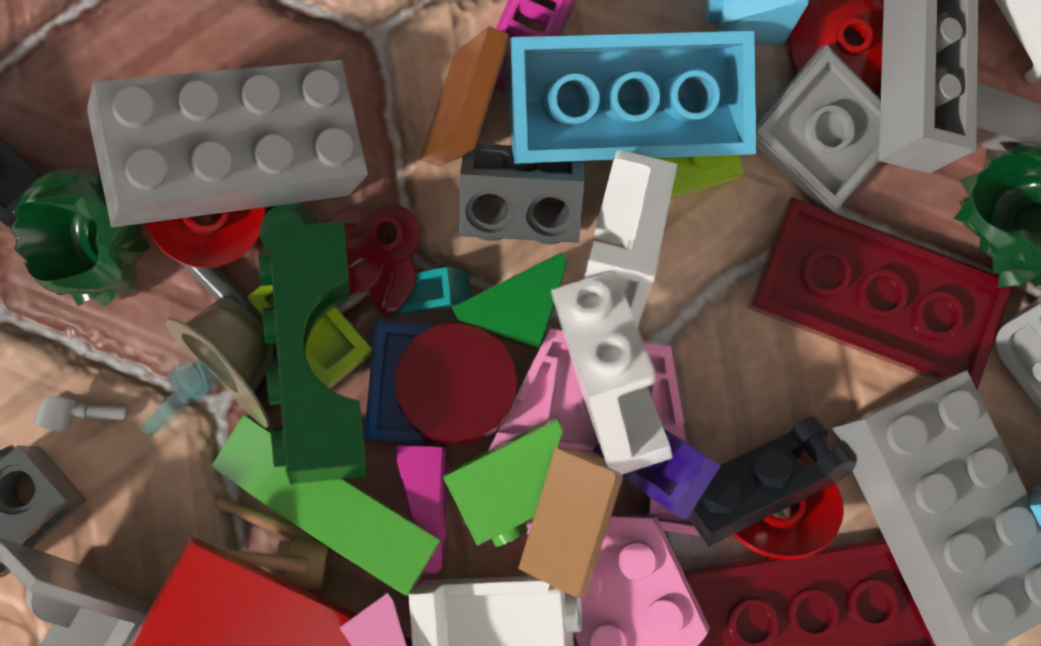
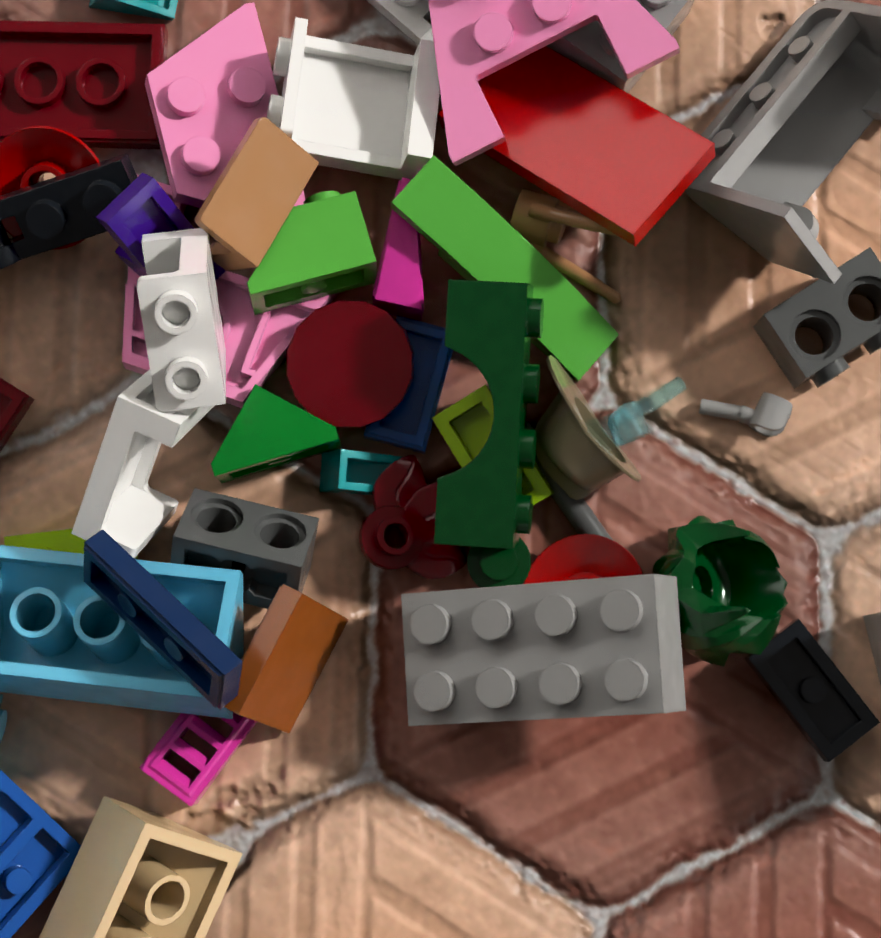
camera: 170 degrees left, 0 degrees up
(575, 93) = (161, 620): none -> dark blue tile

